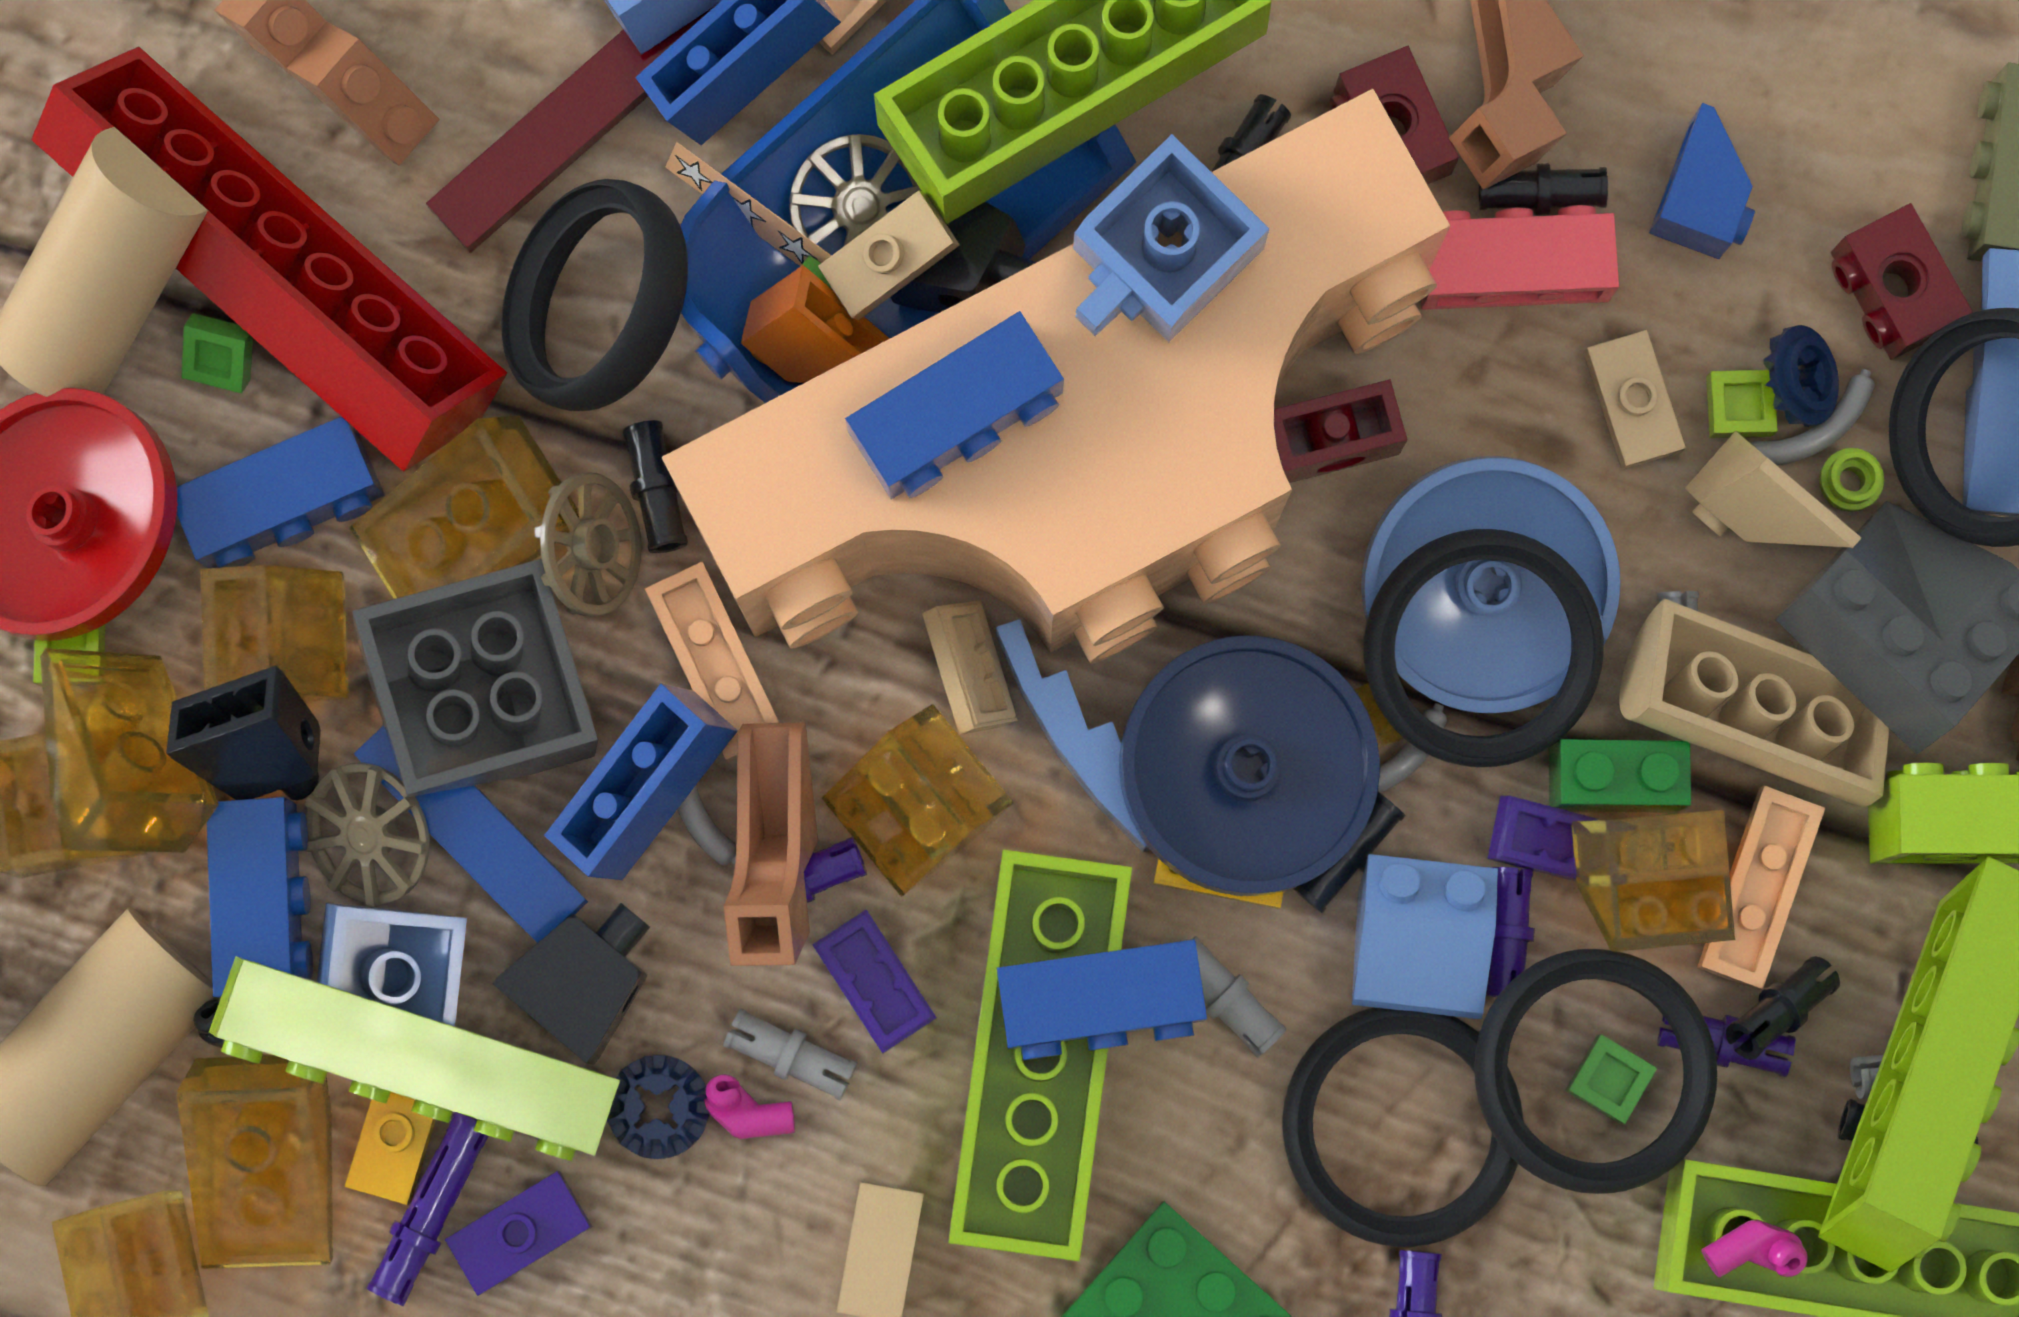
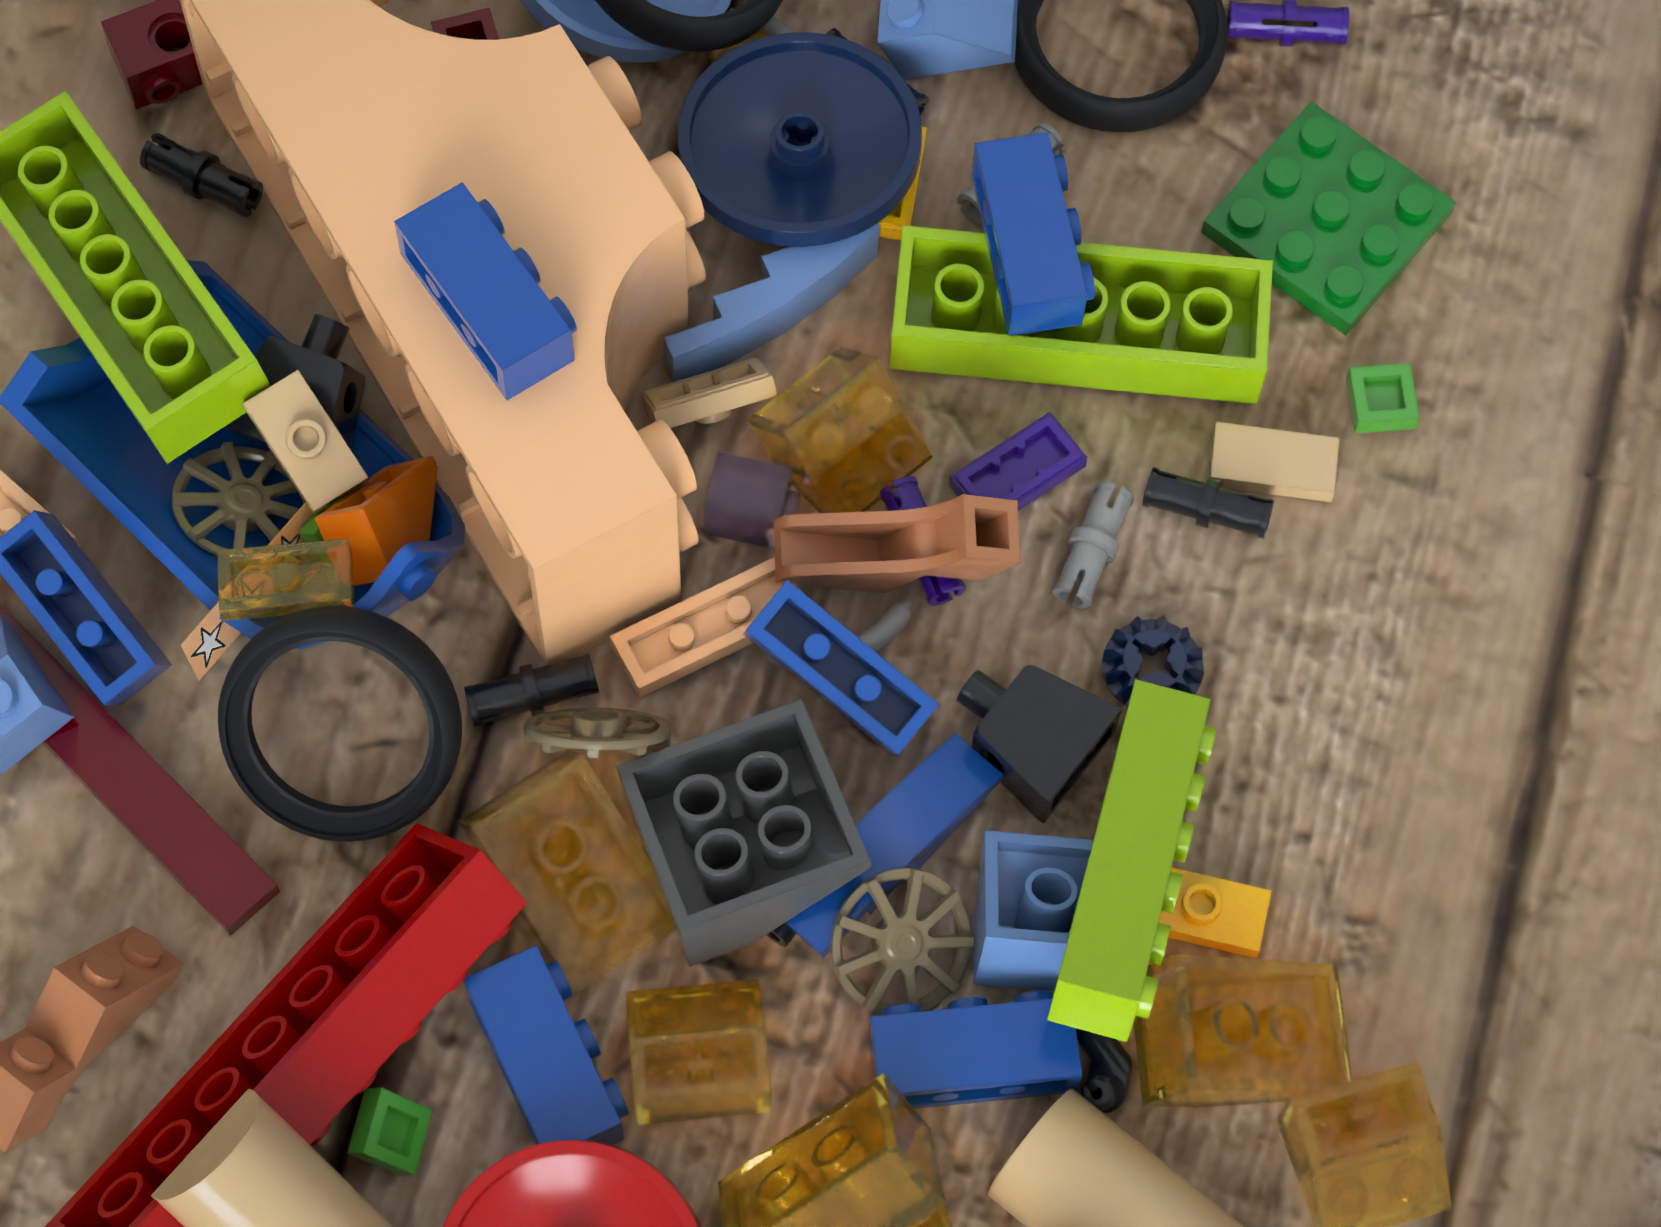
camera: 95 degrees left, 15 degrees down
(248, 737) = (809, 1047): black torso -> none
(425, 1217) = (1278, 870): dark purple pin -> none
(518, 1233) = (1287, 788): dark purple plate -> none
(735, 238) = (284, 578): none -> clear yellow plate
(742, 1114) = (1156, 585): dark pink arm -> none
(831, 1177) = (1208, 502): none -> black pin
(846, 705) = (747, 498): none -> clear purple brick
(1167, 283) = (326, 105): medium blue hinge -> none

